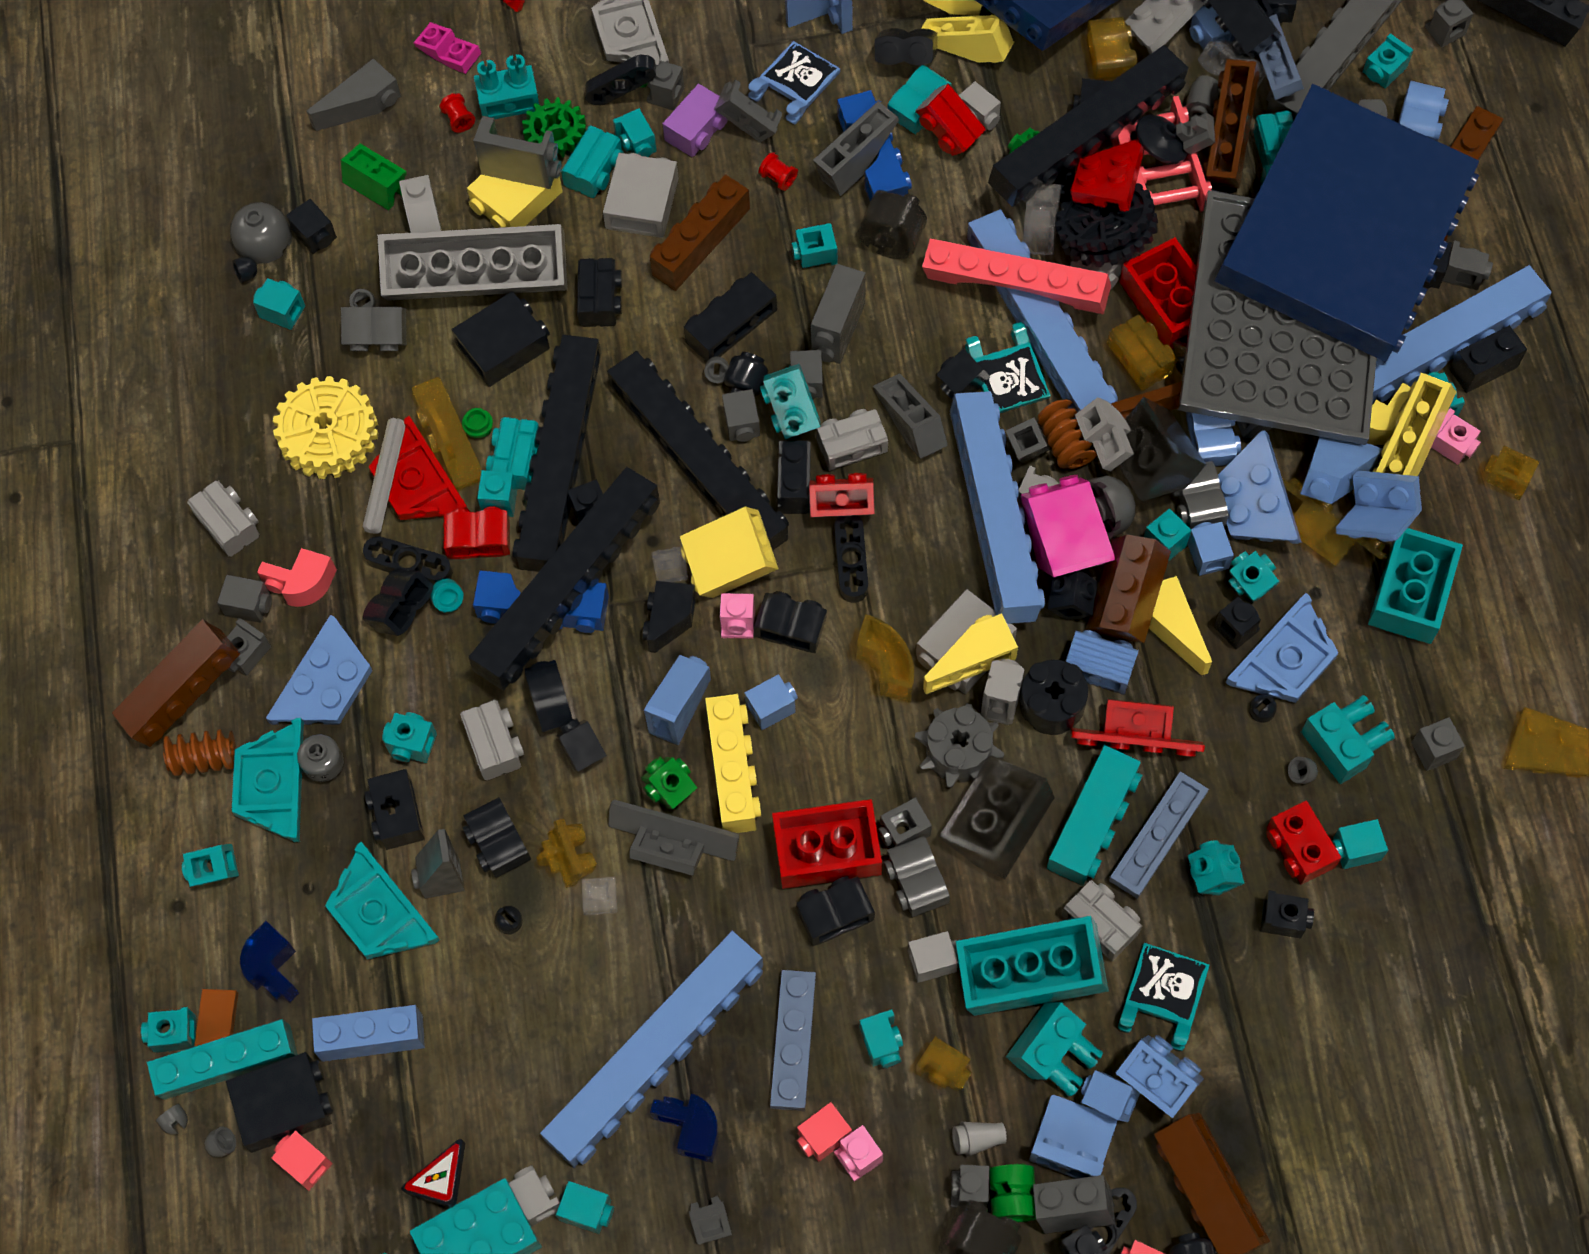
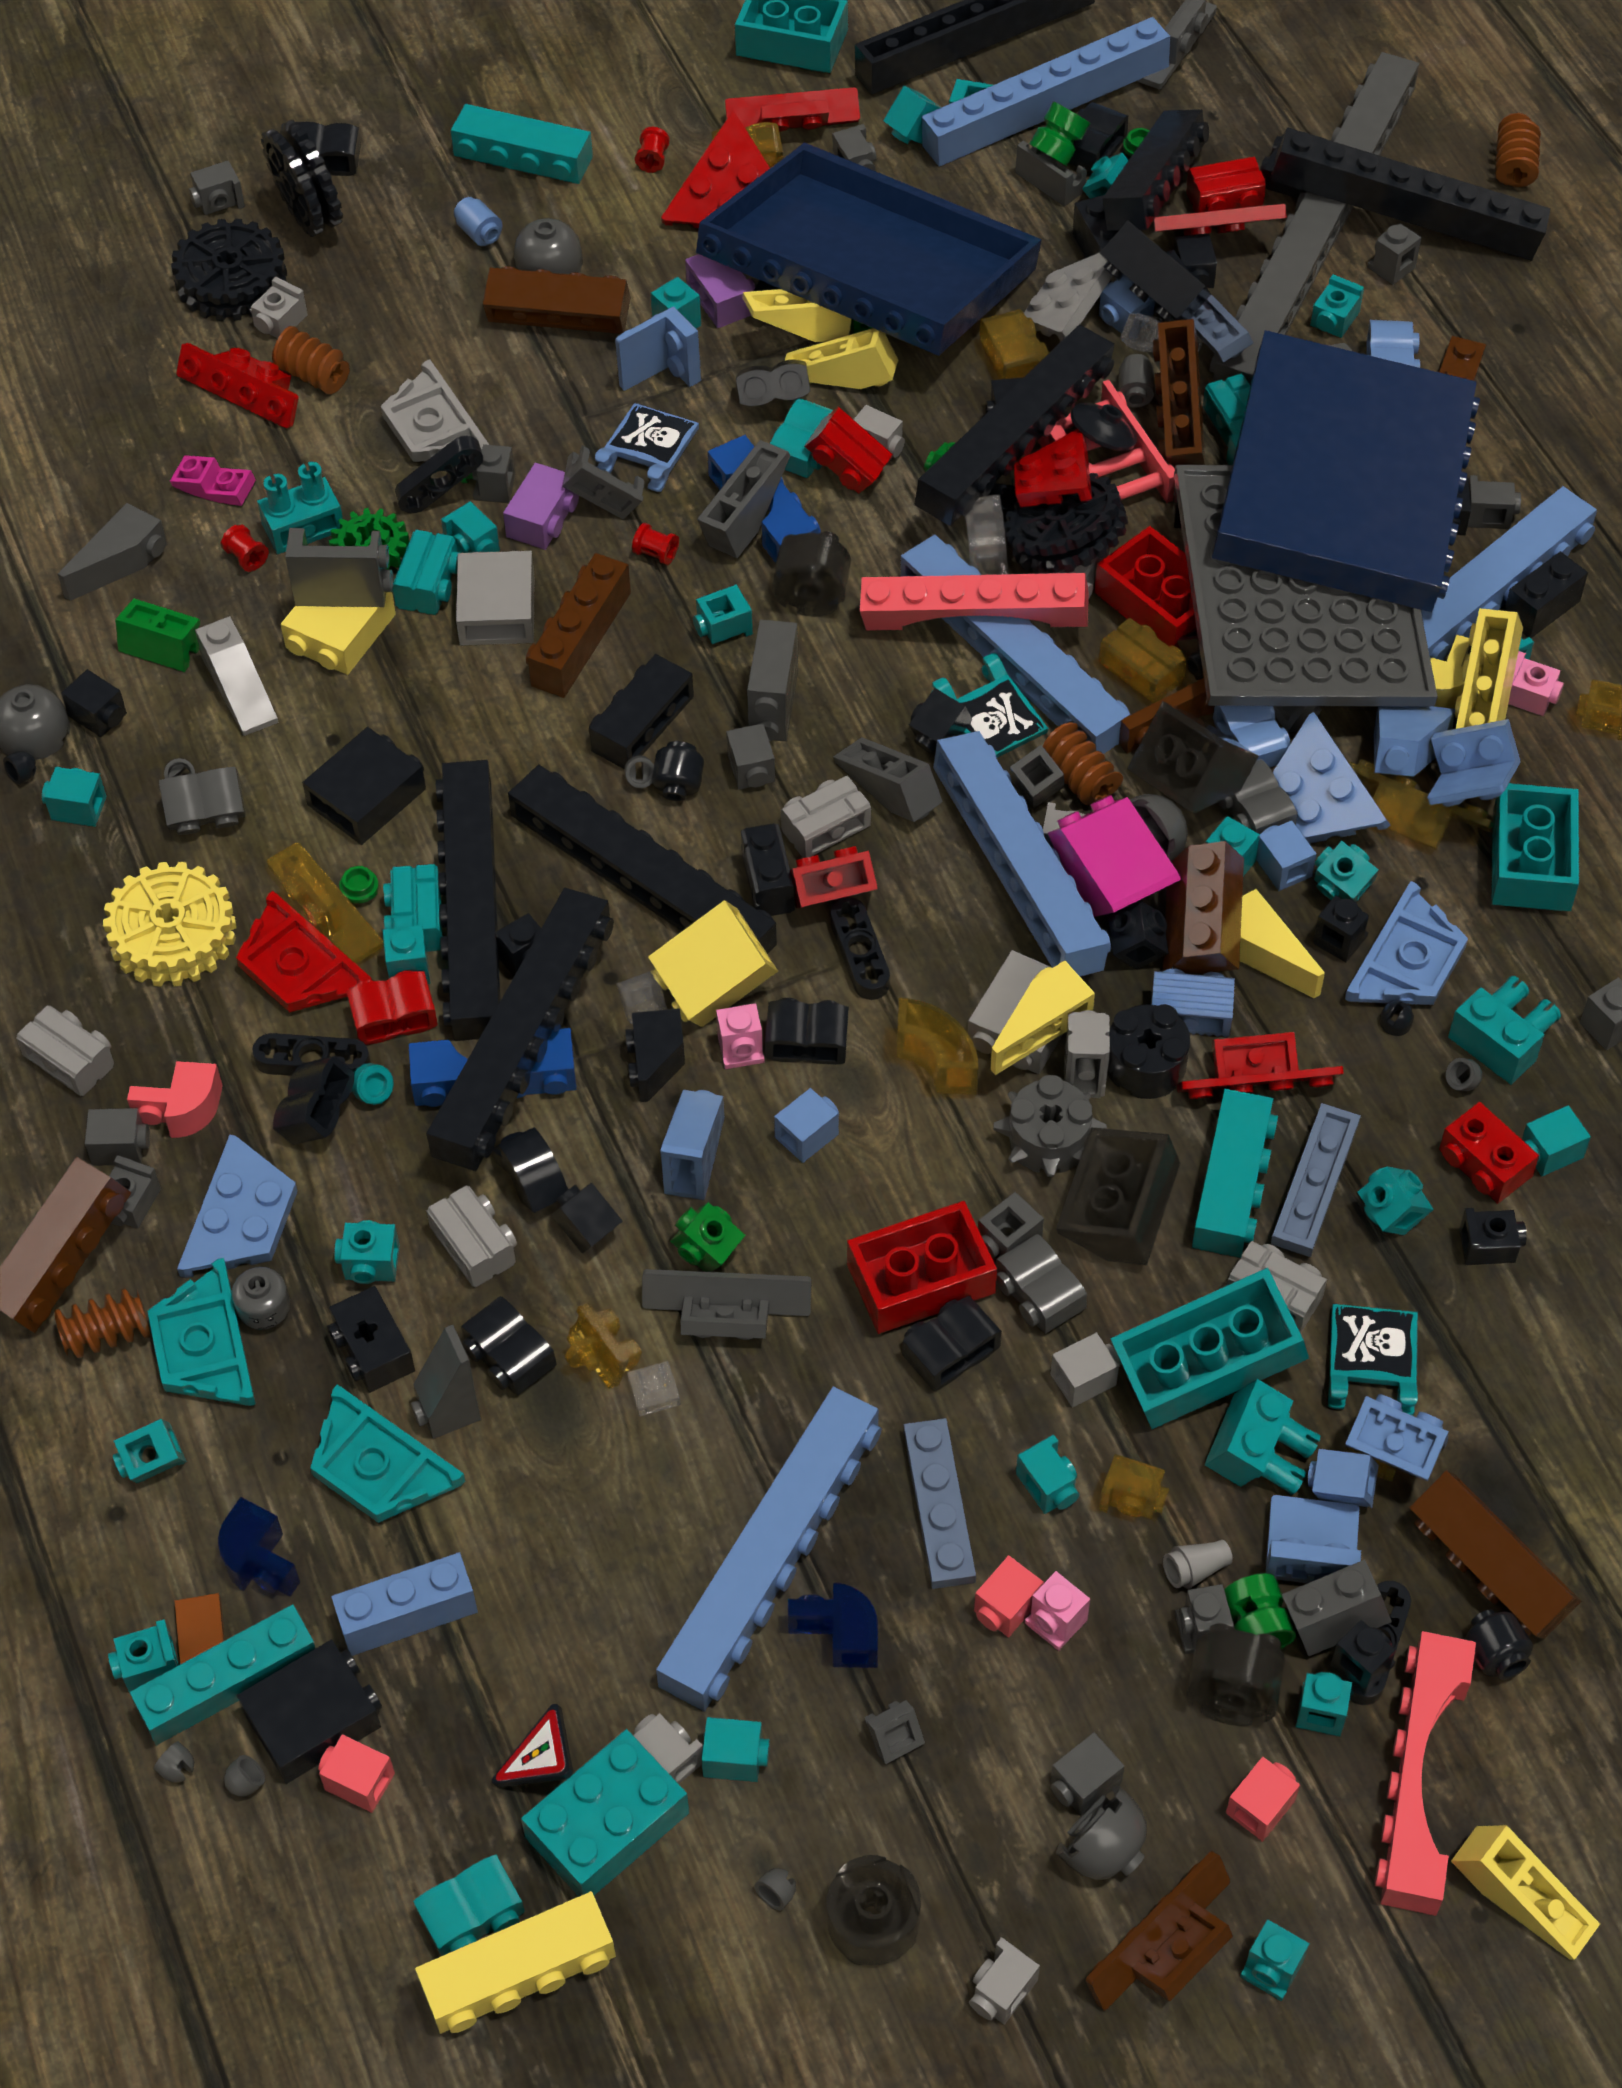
camera: 15 degrees left, 10 degrees down
(384, 476) = (260, 961): light grey axle -> none
(472, 262) = (310, 703): light grey brick -> none
(503, 925) = (541, 1445): black hinge -> none
(598, 292) = (471, 712): black brick -> none
(730, 763) = (778, 1201): light yellow brick -> none
(741, 415) = (683, 815): dark grey brick -> none
(791, 401) = (742, 784): teal brick -> none
(1107, 431) = (1129, 748): light grey brick -> none
(1197, 133) = (1143, 411): dark grey tile -> none

